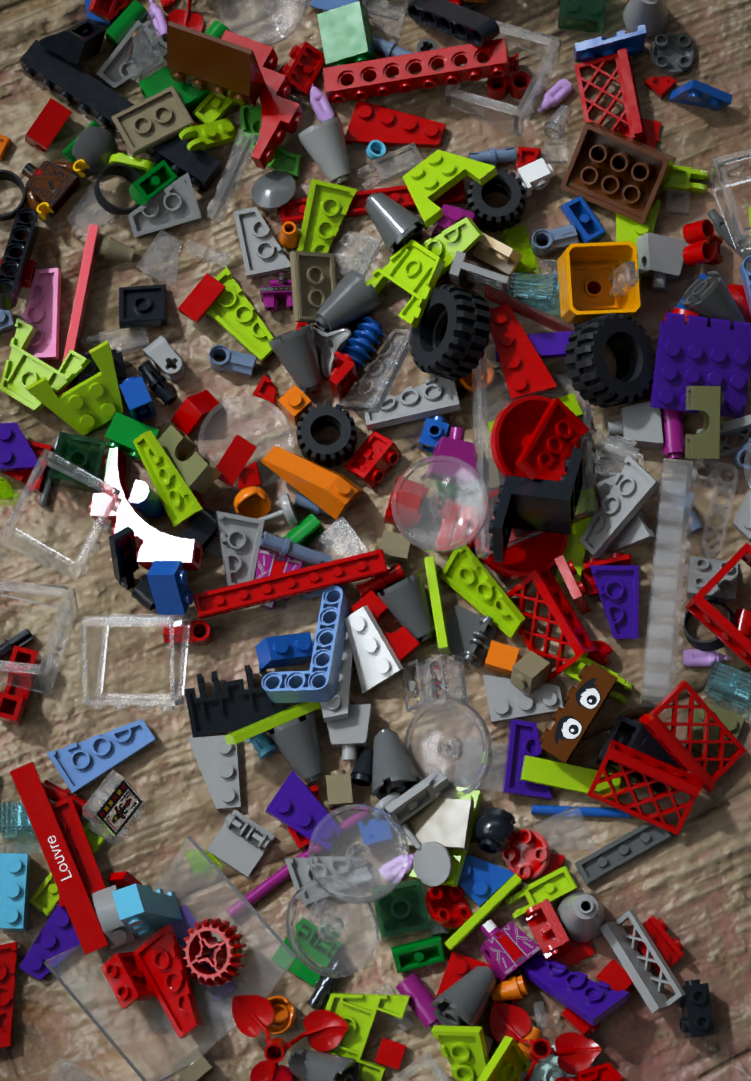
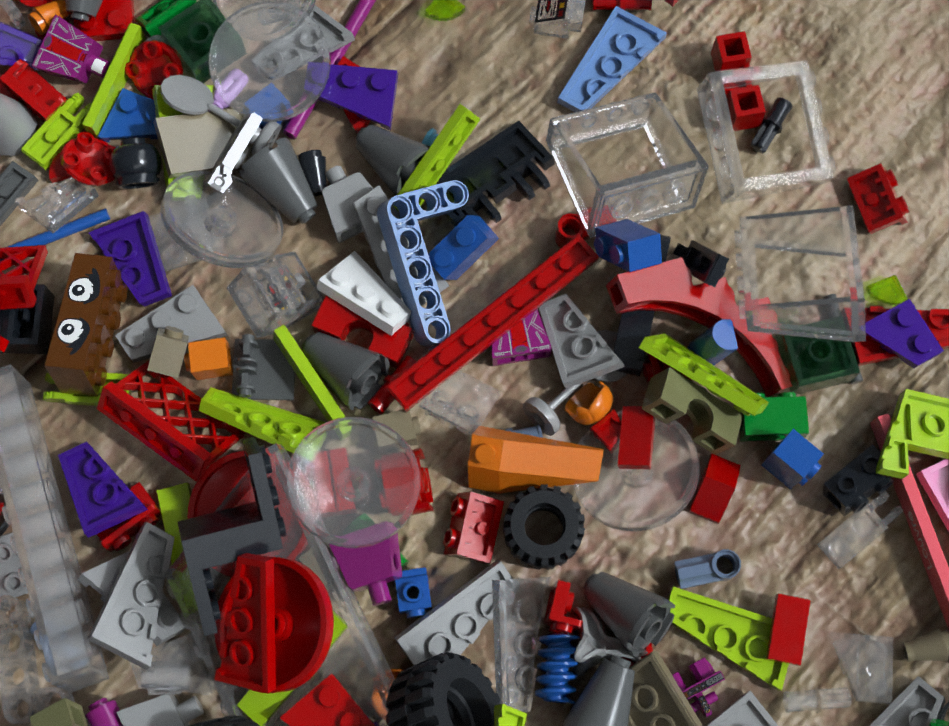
camera: 150 degrees right, 0 degrees up
(89, 402) = (850, 427): lime wing -> none
(142, 306) = (855, 588): black tile -> none
(157, 383) = (802, 509): black pin -> none
(163, 357) = (794, 535): light grey piece -> none
(219, 769) = (461, 87): light grey wing -> none
(241, 843) = (410, 41): light grey hinge -> none
(266, 390) = (646, 554): red tile -> none
(292, 549) = (520, 359): sand blue pin -> none
(294, 403) = (601, 548): orange brick -> none
(305, 531) = (515, 392): green brick -> none
(339, 789) = (329, 135): dark tan brick -> none
(563, 776) = (59, 262): lime tile -> none
(575, 588) = (159, 476): wing -> none
(602, 653) = (96, 422): red tile -> none

